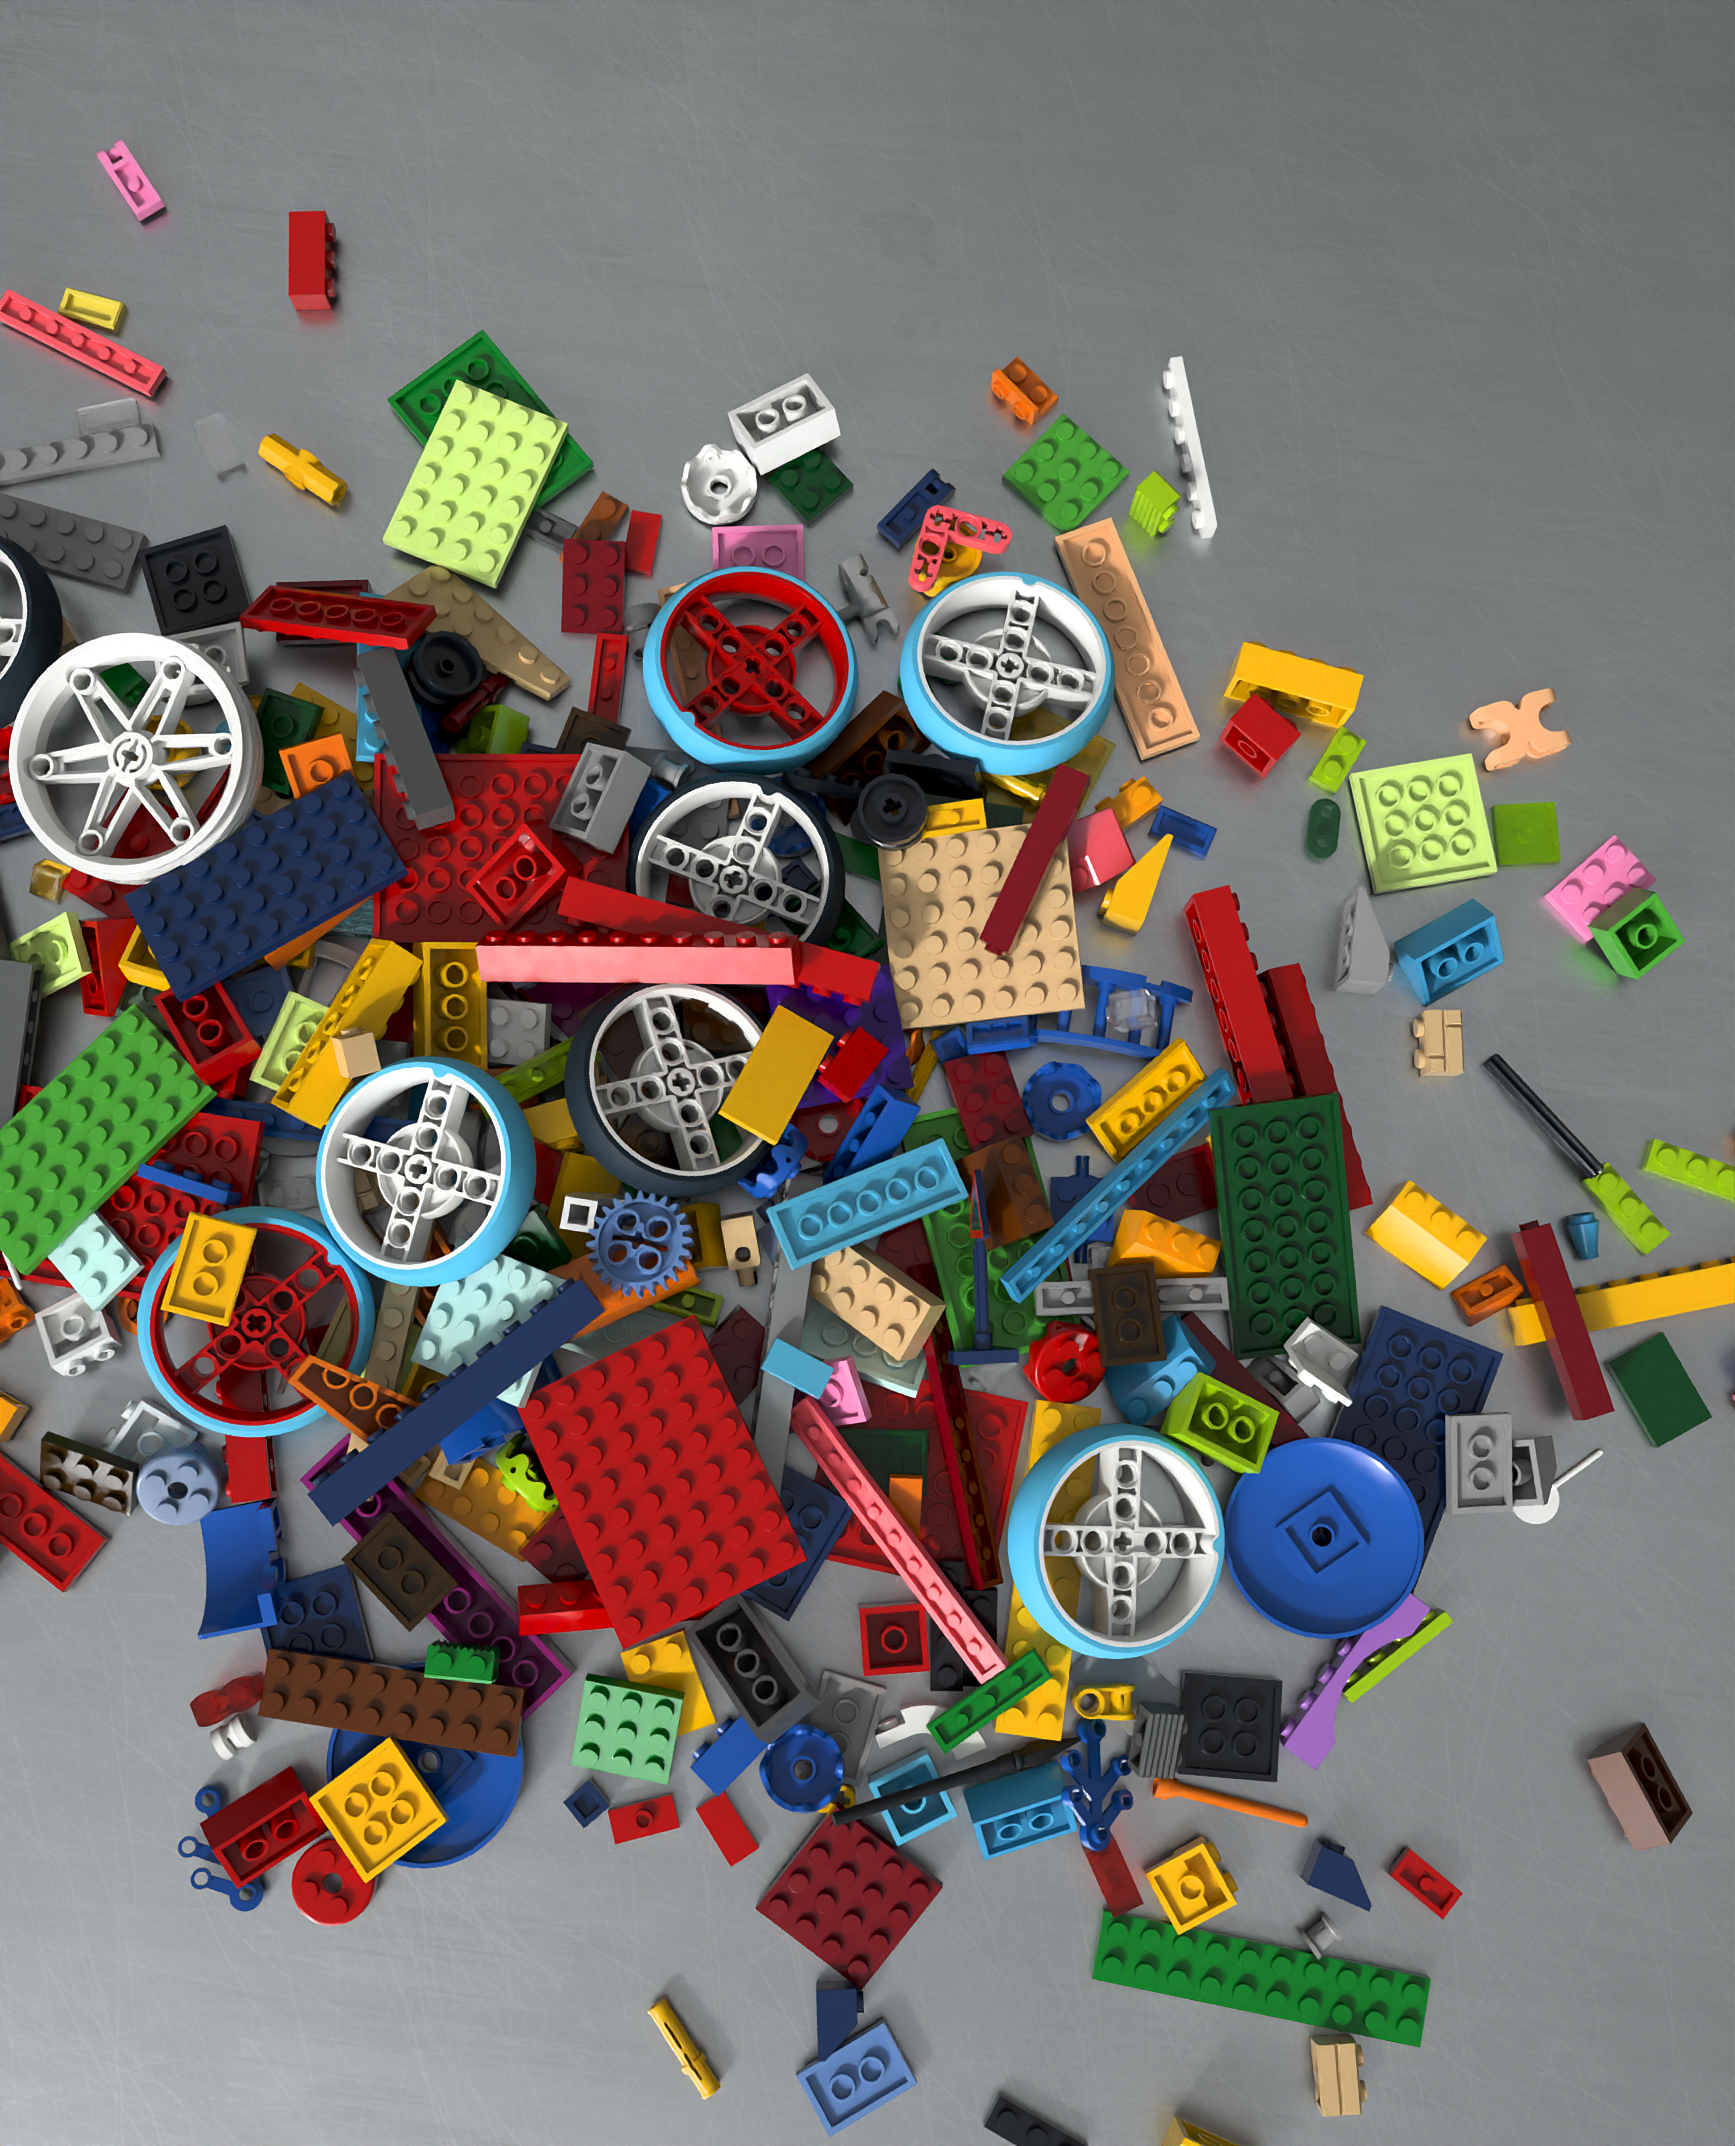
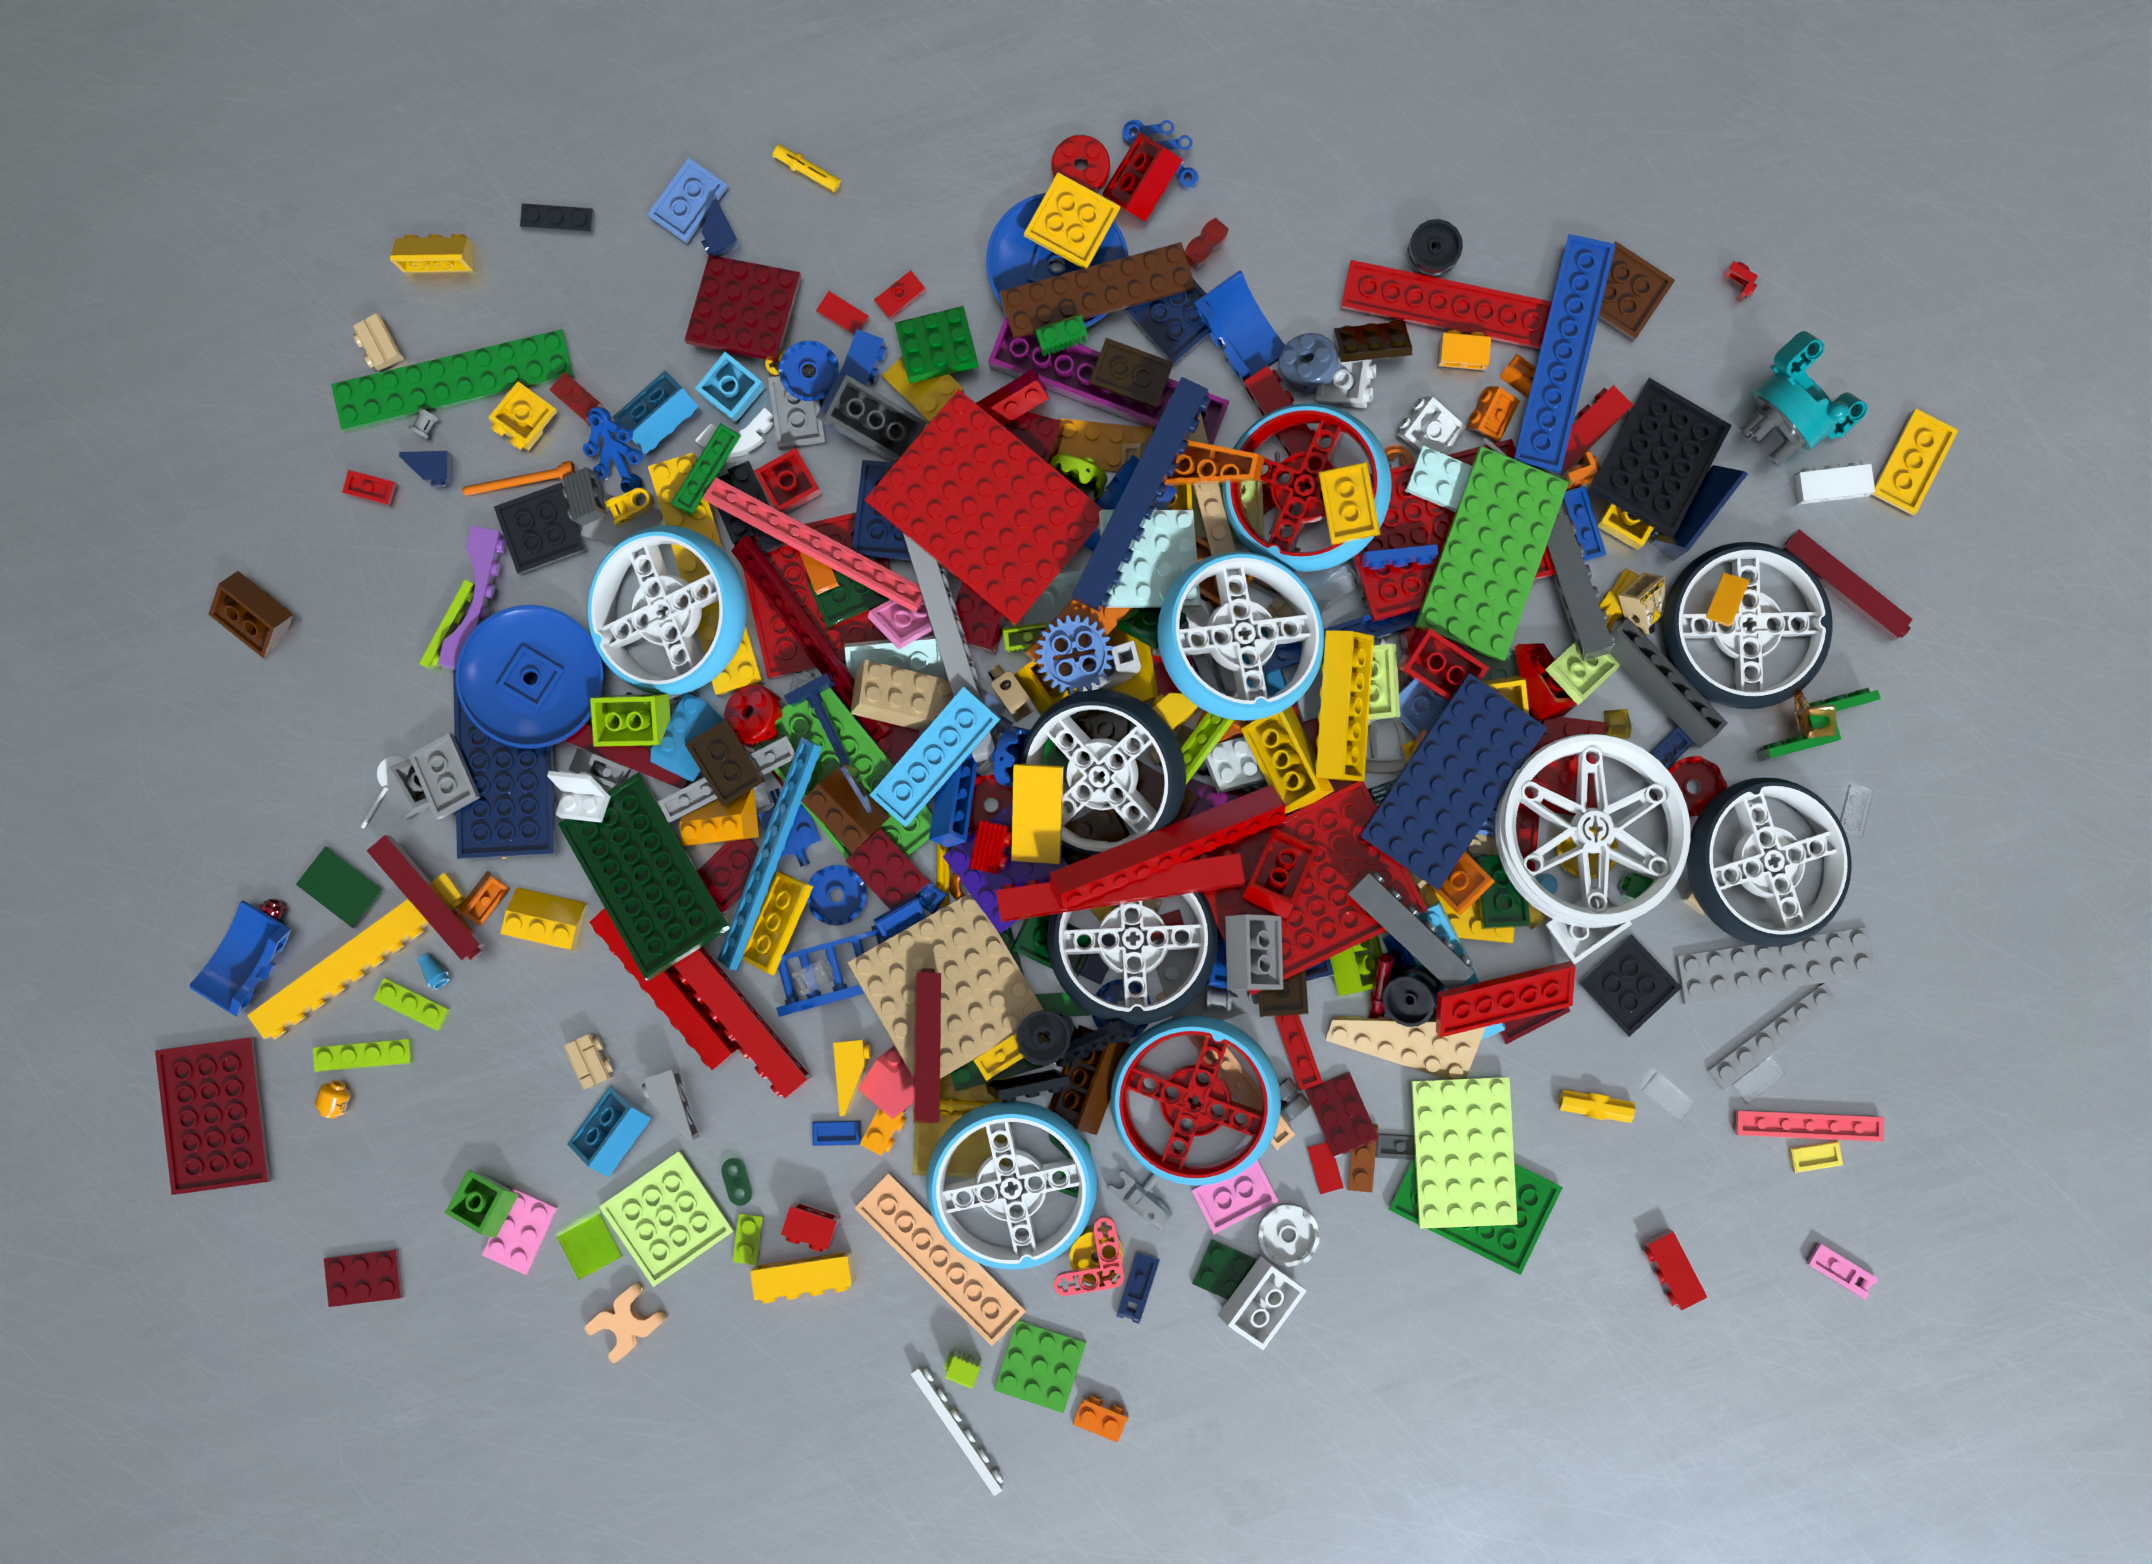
camera: 165 degrees right, 5 degrees up
(233, 1736) = (1192, 222): white wheel -> none
(356, 1052) = (1325, 690): tan brick -> none
(587, 1803) = (941, 287): dark blue plate -> none
(797, 1368) = (930, 622): medium azure tile -> none
(1032, 1754) = (663, 449): black piece -> none
(1544, 1116) = (495, 1042): black axle -> none

